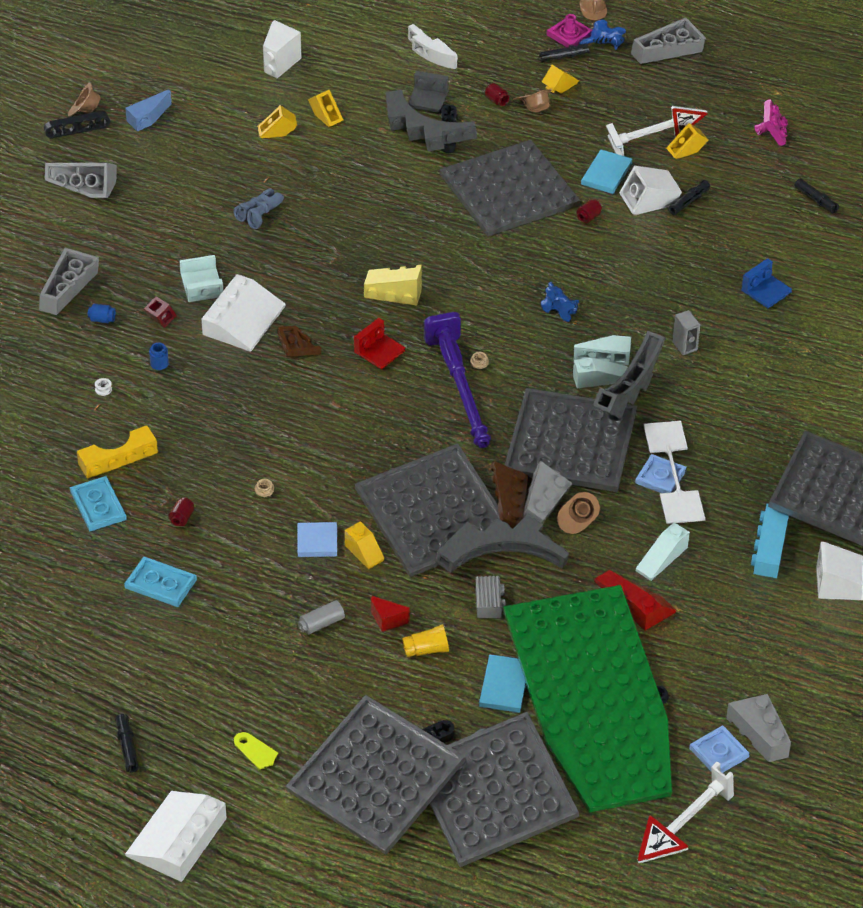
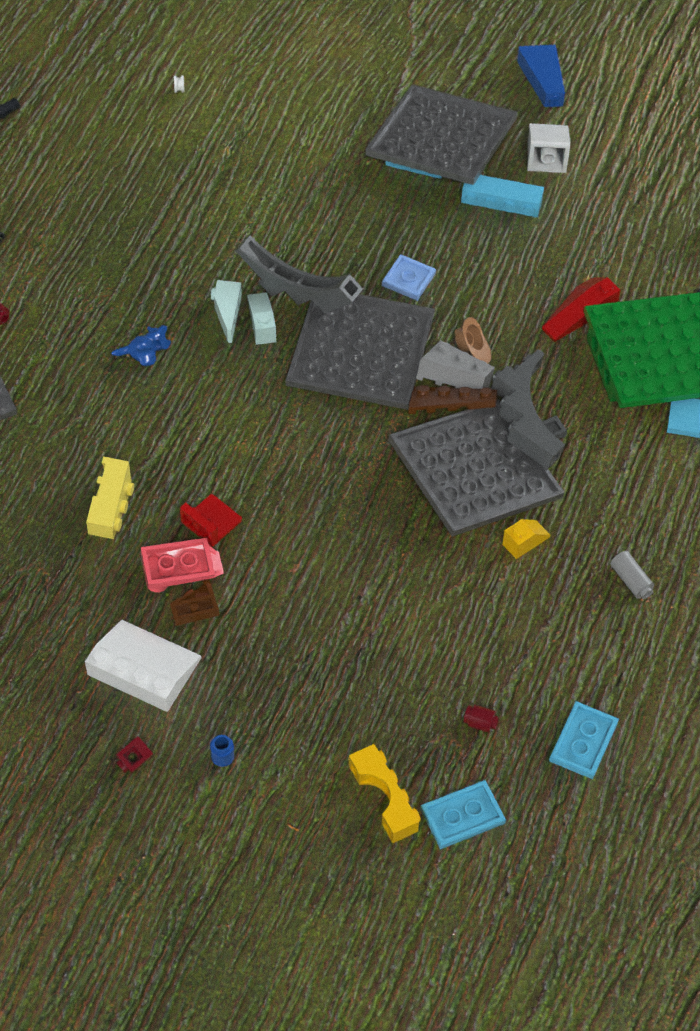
camera: 90 degrees left, 10 degrees up
(67, 279) = (68, 870): light grey wedge -> none
(101, 313) = (131, 825): blue brick -> none
(103, 391) = (256, 824): white bush -> none
(201, 278) = (73, 713): light aqua panel -> none
(264, 488) = (437, 629): tan plate -> none
(317, 539) = (512, 583): light blue tile -> none
(333, 330) = (179, 563): none -> coral slope
(389, 614) = (624, 515): red slope -> none
(426, 642) = (660, 478): yellow plant -> none
(445, 330) = (234, 444): dark purple piece -> none
(479, 360) = (234, 420): tan plate -> none
(483, 568) = (555, 427): none -> dark grey plate
(489, 597) = (593, 425): light grey brick -> none
(664, 551) = (519, 277): light aqua slope -> none
(678, 505) = (453, 260): white hinge -> none
(686, 332) = (212, 233): light grey brick -> none
(763, 286) = (135, 169): blue bracket -> none

